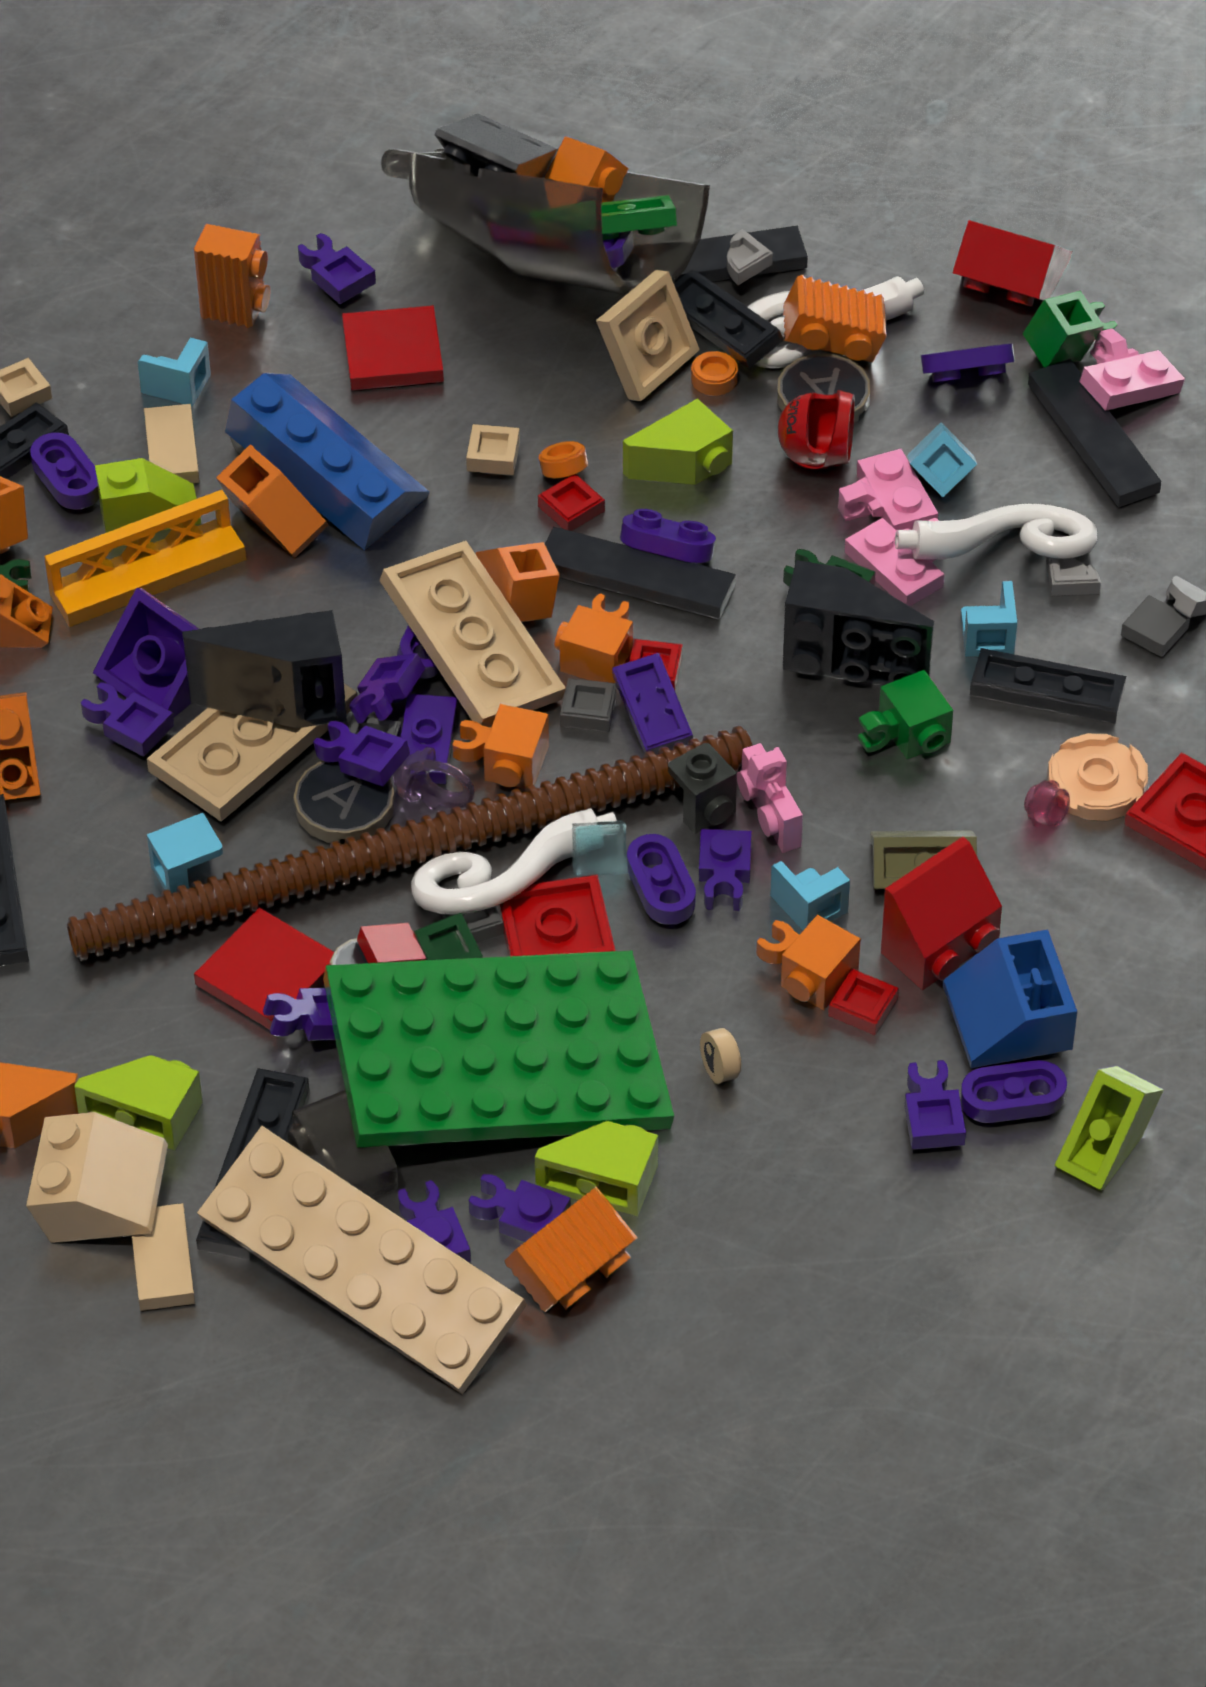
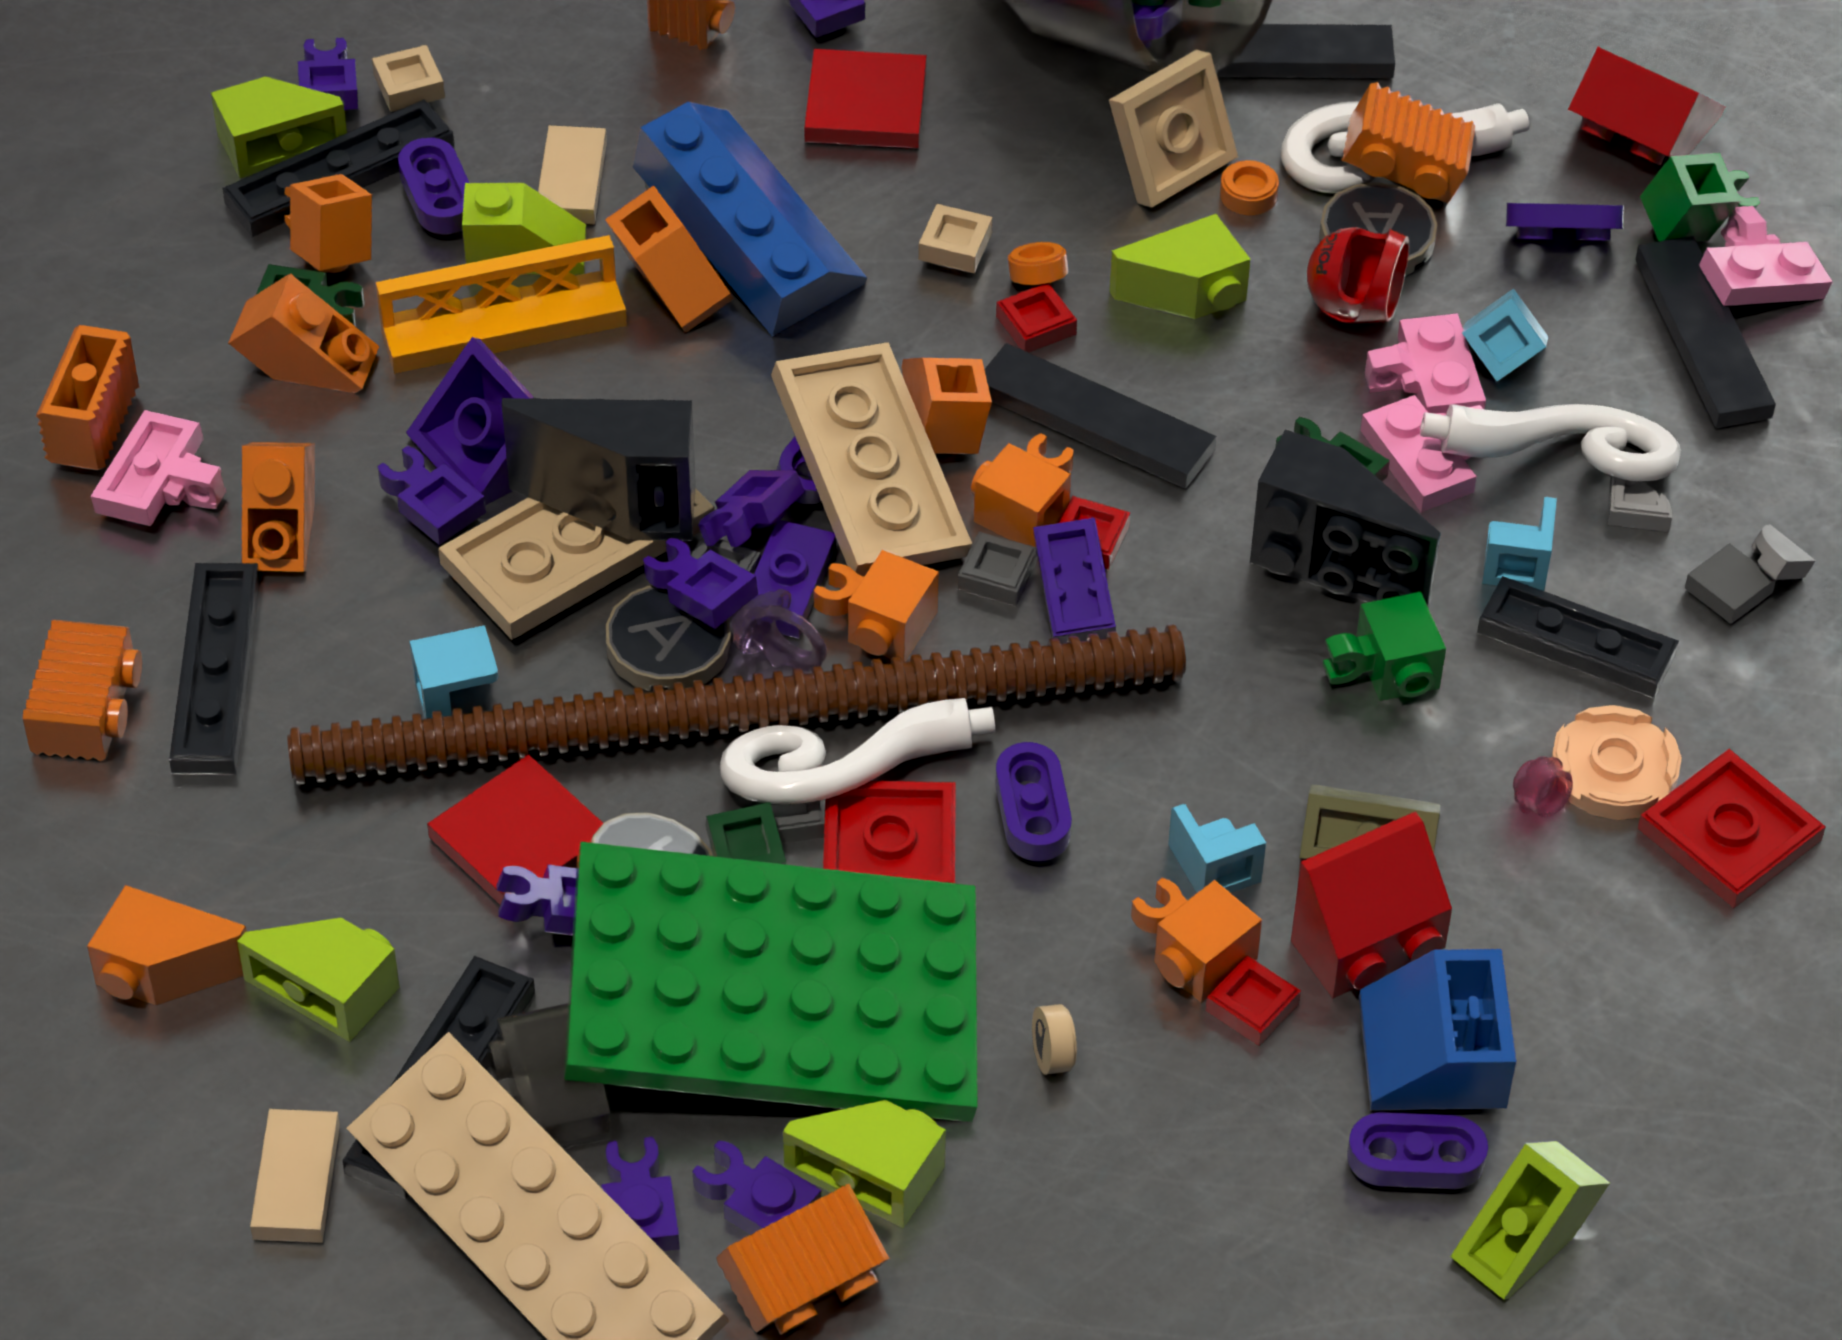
camera: 10 degrees right, 0 degrees up
(95, 1178) = (234, 1061): tan slope -> none
(176, 379) = (600, 96): medium azure panel -> none
(389, 943) = (673, 827): tile -> none
(599, 848) = (964, 750): clear light blue tile -> none
(678, 540) = (1154, 383): dark purple plate -> none
(707, 786) = (1115, 694): pearl dark grey bracket -> none
(724, 864) = (1118, 795): dark purple plate -> none
(726, 320) = (1275, 124): black tile -> none
(746, 257) = (1319, 53): light grey tile -> none
(765, 783) = (1189, 701): bright pink hinge -> none
(932, 1111) = (1308, 1157): dark purple plate -> none

